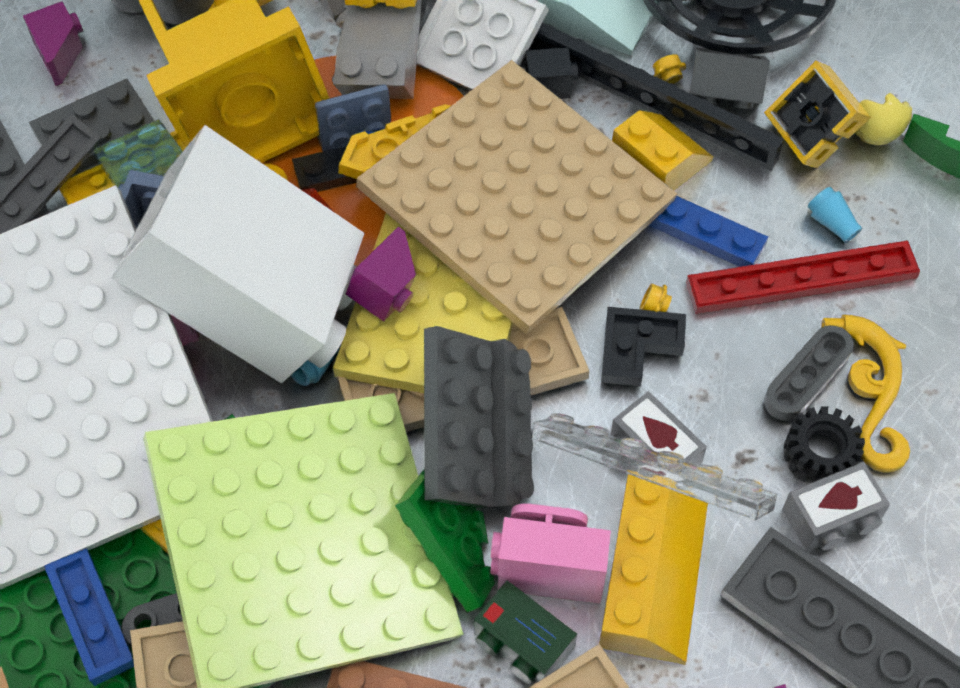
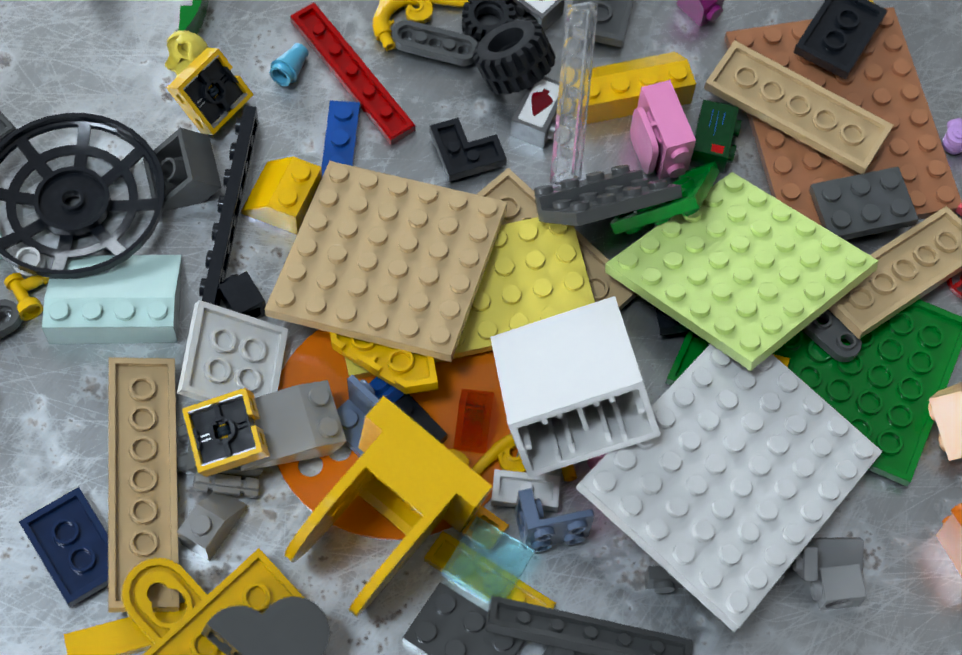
camera: 120 degrees left, 5 degrees up
(90, 616) = (861, 376): blue plate -> none
(384, 277) = (516, 304): magenta slope -> none
(656, 299) = (424, 152): yellow plate -> none
(669, 68) = (194, 217): yellow plate -> none
(738, 426) = (514, 56): none -> black tyre

